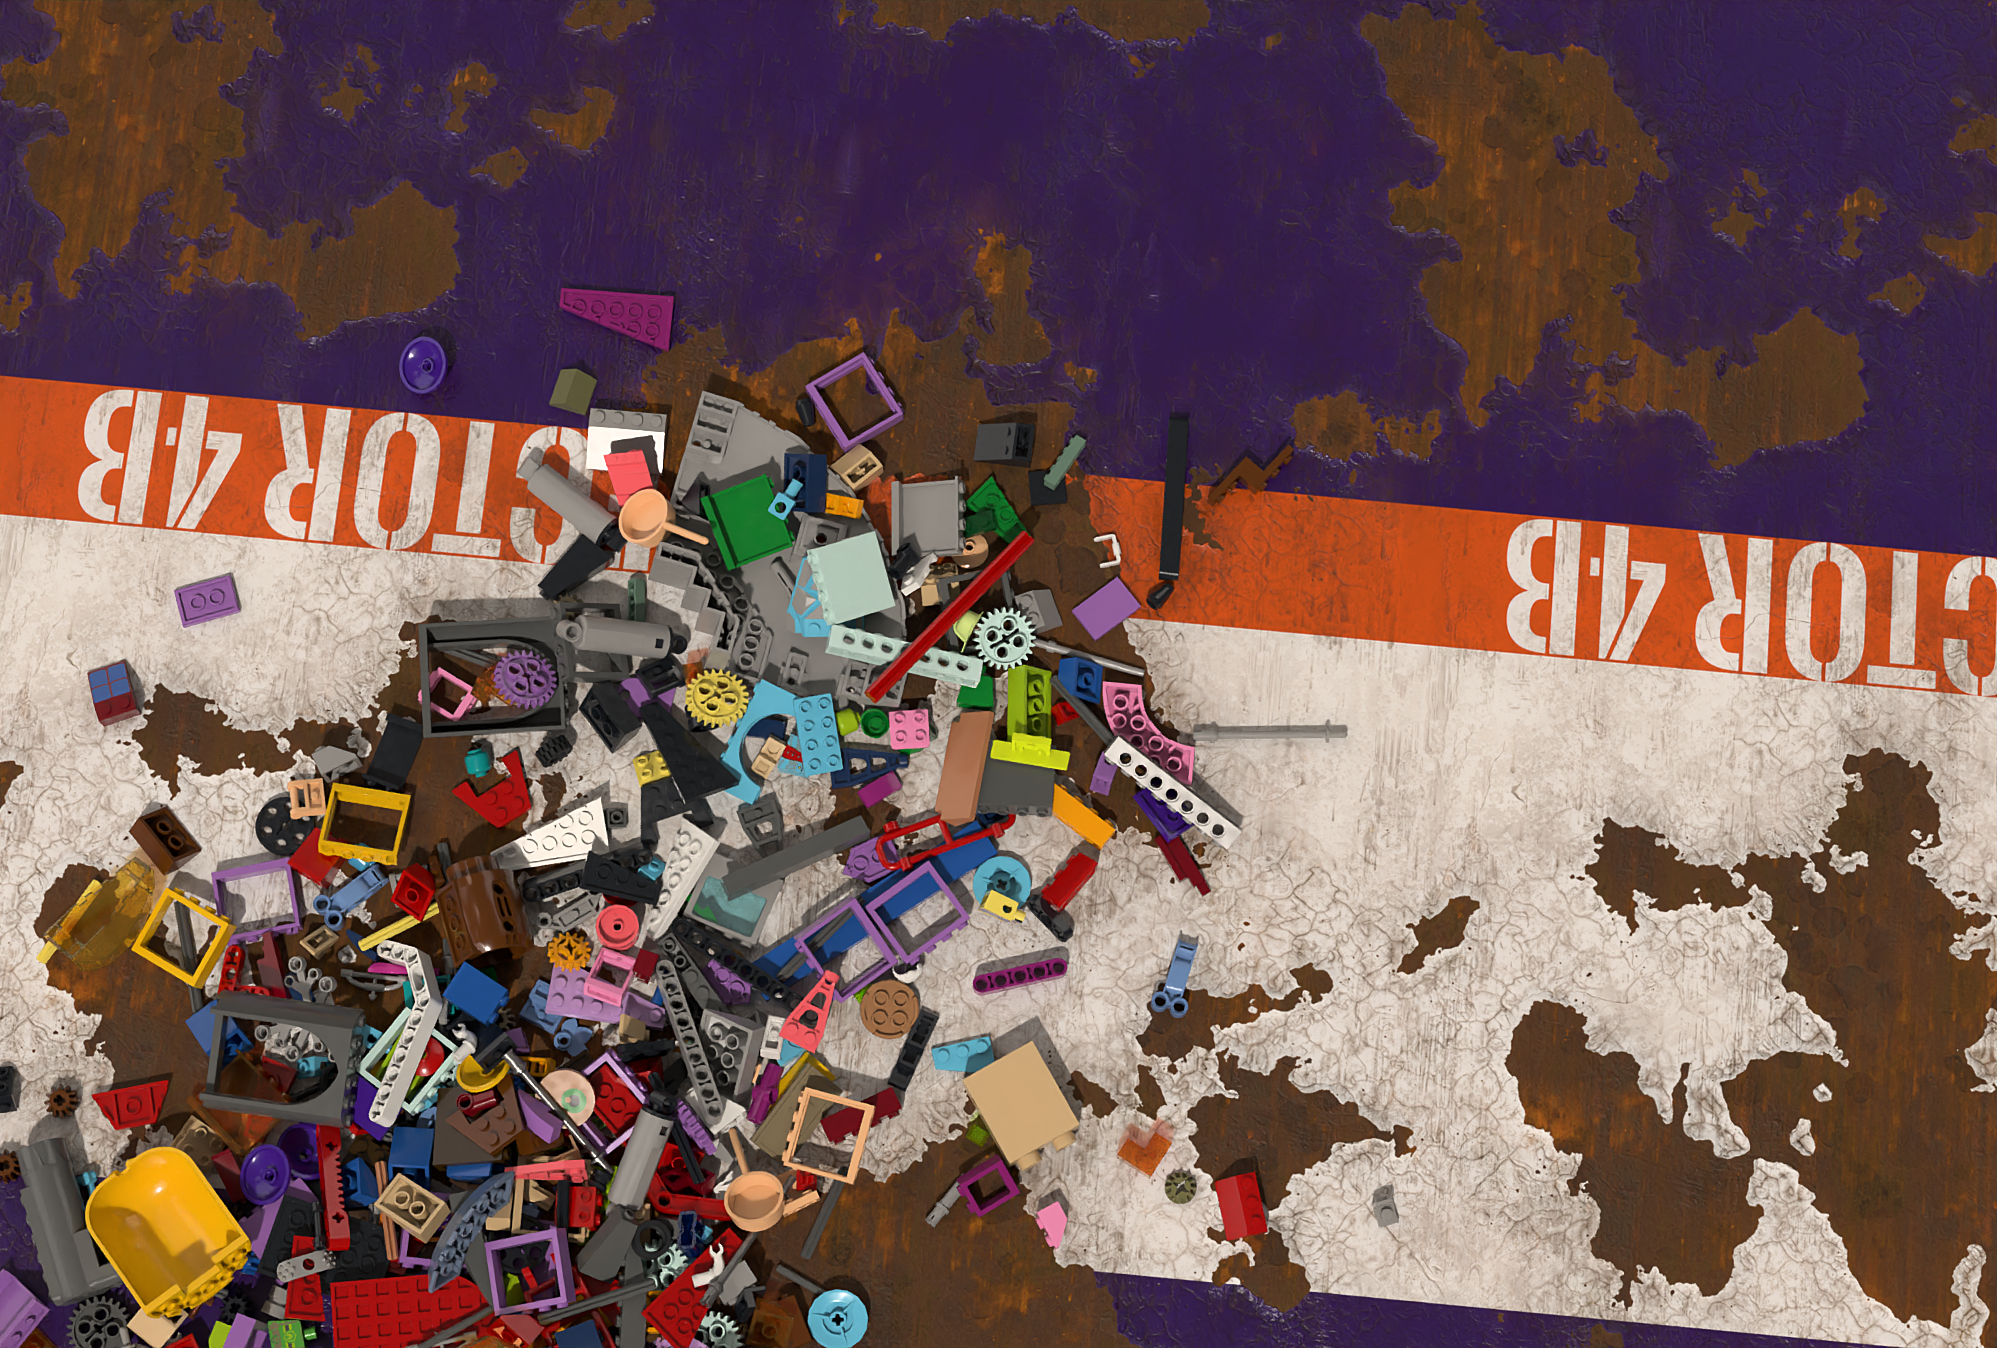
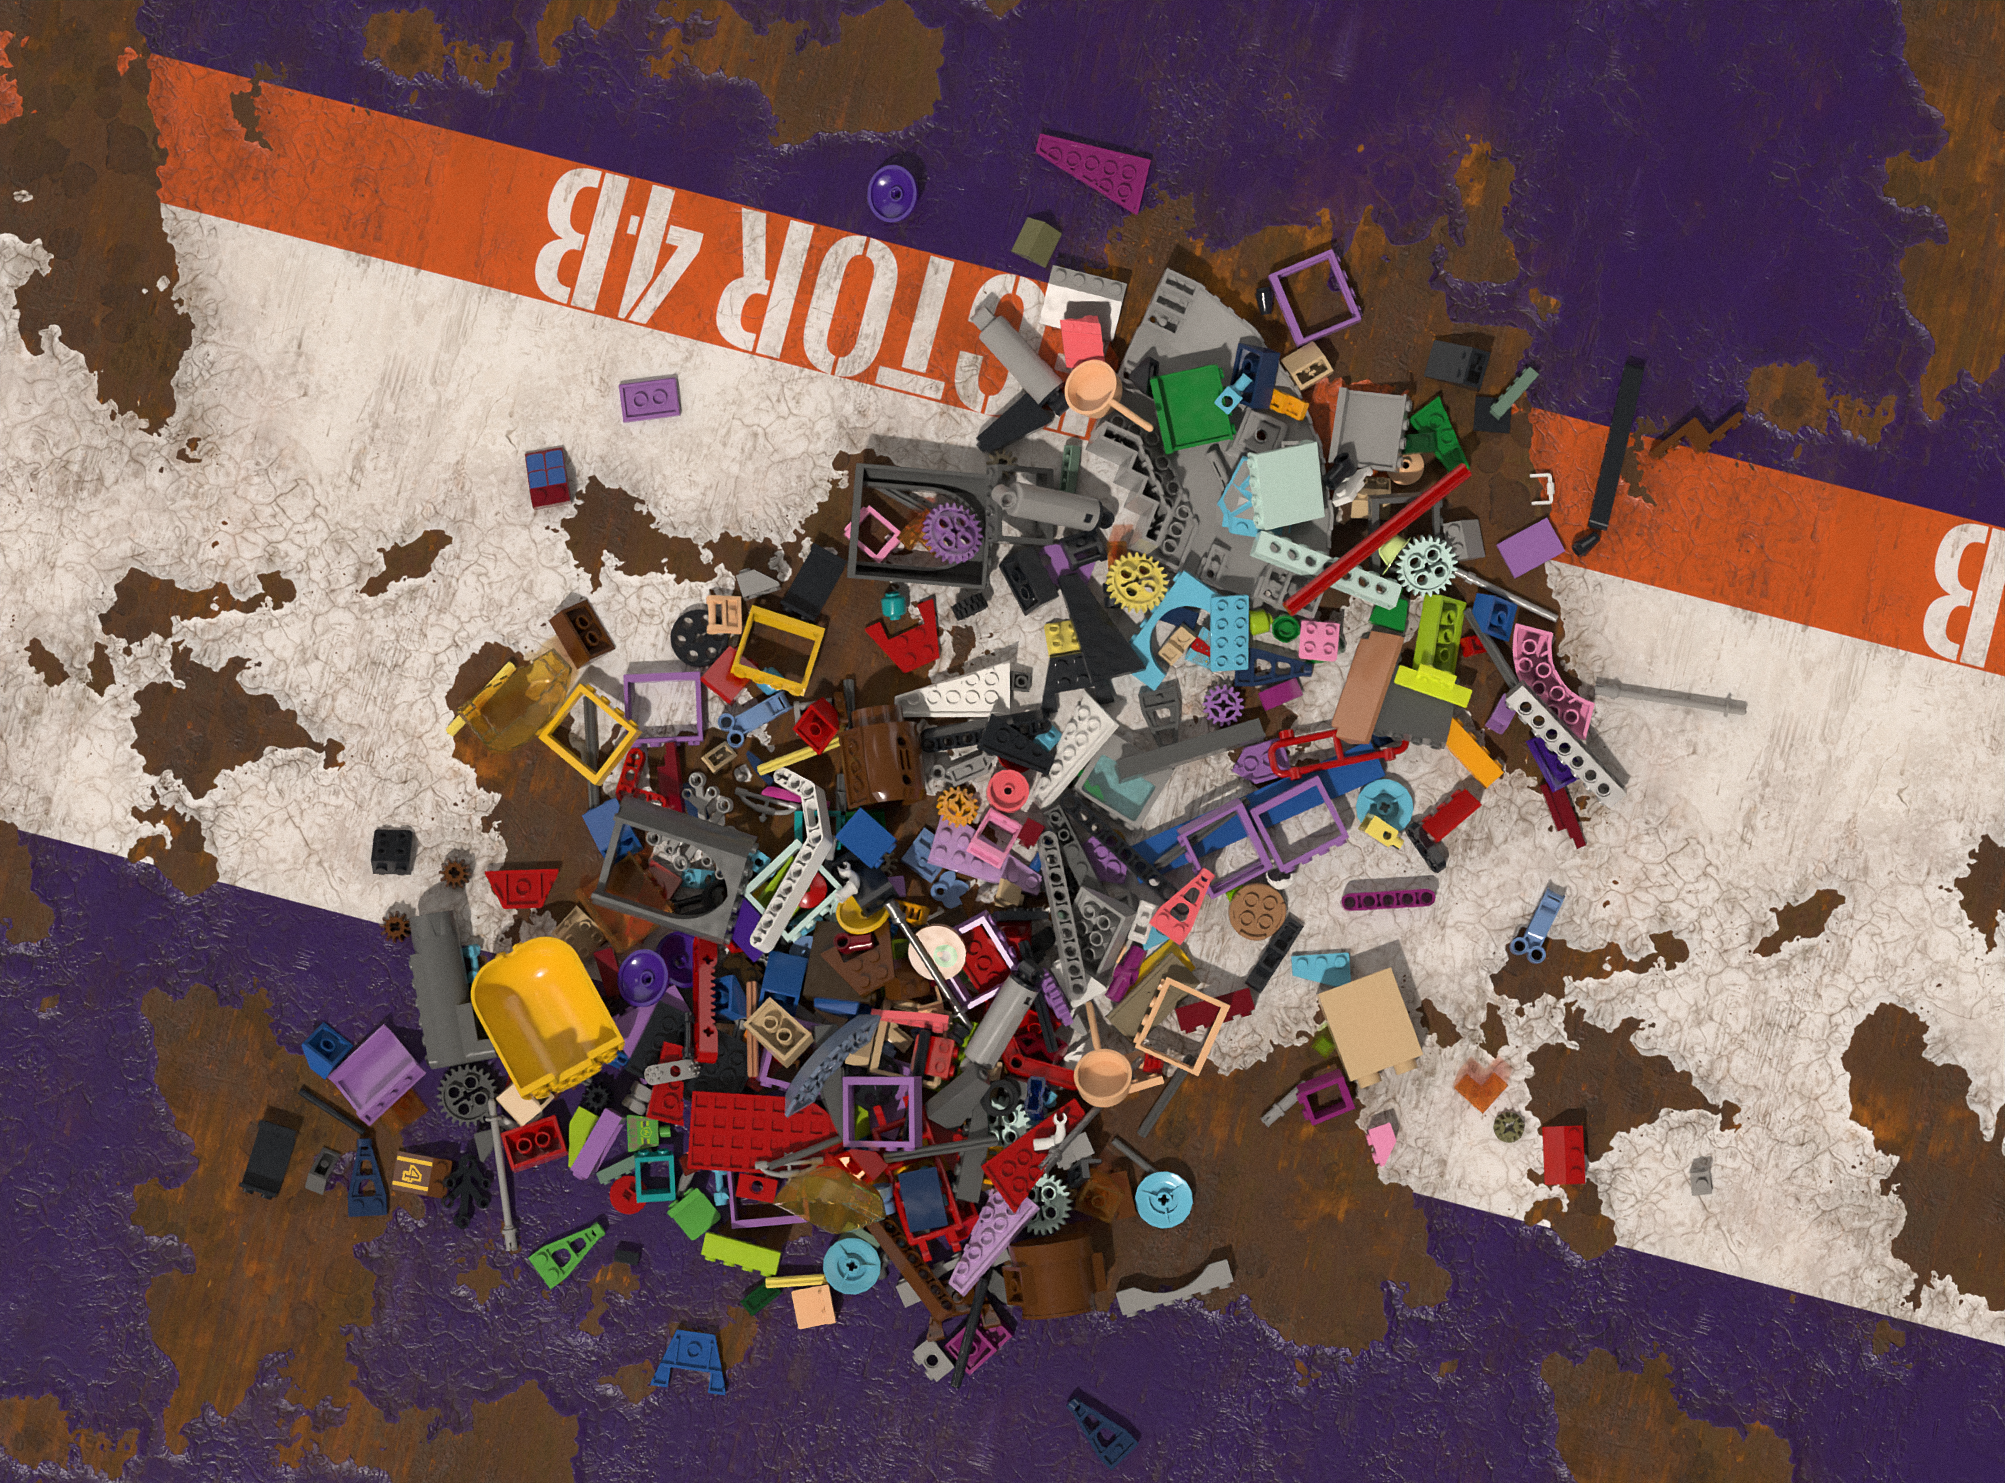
camera: 15 degrees right, 10 degrees up
(539, 1117) = (910, 967): medium lavender slope -> none
(815, 810) = (1223, 697): none -> medium lavender gear

